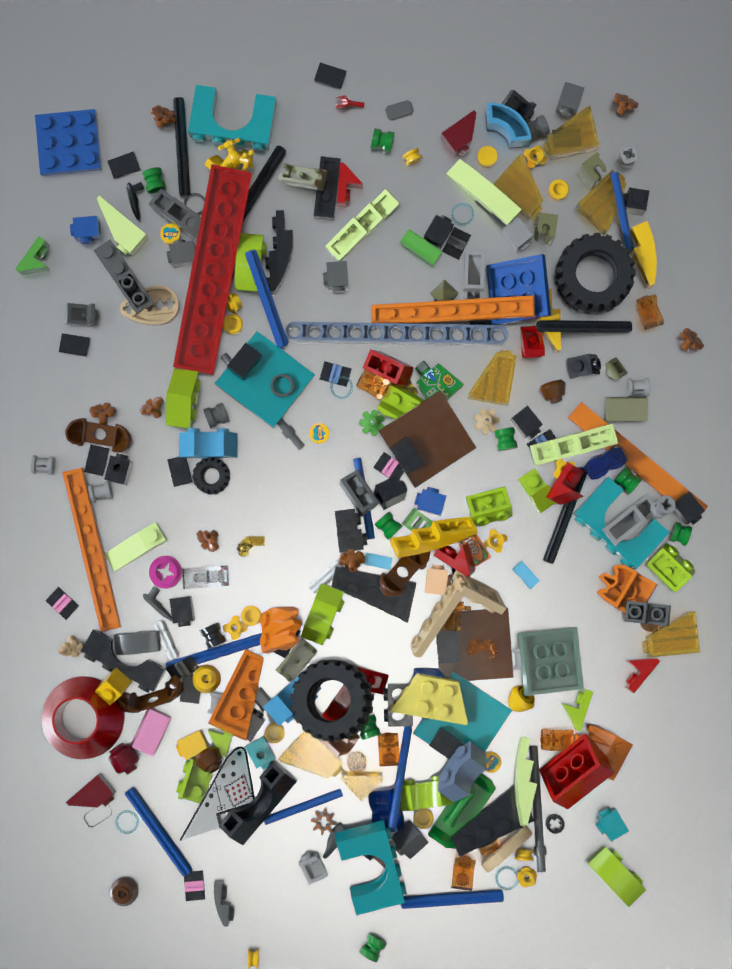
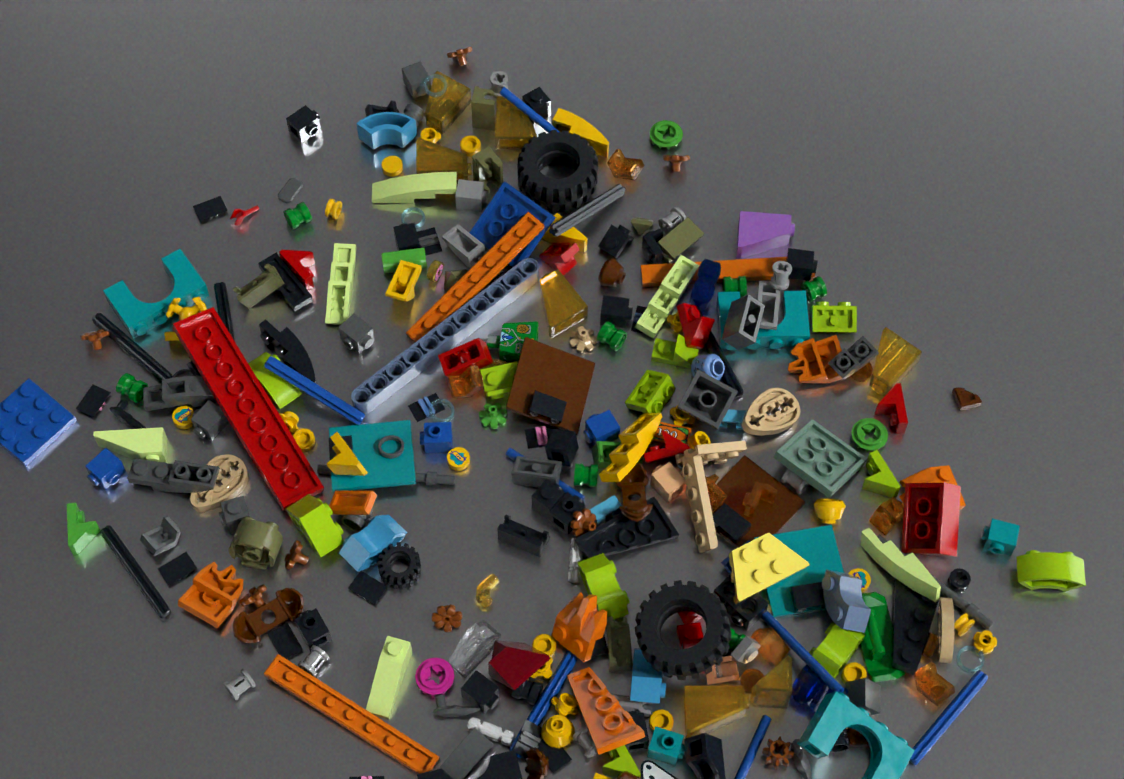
camera: 45 degrees left, 25 degrees down
(46, 322) = (135, 571): none -> black axle
(78, 386) = (212, 594): none -> orange plate
(132, 377) = (256, 543): none -> olive brick
(139, 342) = (233, 512): none -> dark grey brick
(217, 406) = (352, 502): none -> orange tile
(219, 613) = (514, 662): none -> dark red slope
(230, 667) = (565, 704): none -> yellow plate
(239, 376) = (345, 462): none -> yellow slope
(309, 529) = (522, 536): none -> black hinge
(318, 406) = (437, 437): none -> blue brick
(366, 745) = (746, 650): none -> light grey plate
(402, 266) = (404, 281): none -> yellow slope
(435, 274) = (435, 271): none -> clear yellow tile
(456, 63) = (303, 123): none -> black brick
(460, 135) = (356, 166): dark red slope -> none
(491, 573) = (698, 439): none -> yellow bush
(517, 549) = (707, 399): none -> dark grey slope
(544, 525) = (709, 364): none -> medium blue head
(557, 586) = (771, 424): none -> tan piece
(575, 109) = (432, 93): none -> clear light blue piece
(595, 520) = (743, 322): none -> dark grey brick
(598, 398) = (650, 247): none -> black bracket
(611, 679) = (867, 426): none -> bright green gear
(691, 455) = (762, 232): none -> medium lavender slope
(698, 708) = (966, 399): none -> reddish brown tile
(709, 302) = (661, 128): none -> bright green gear

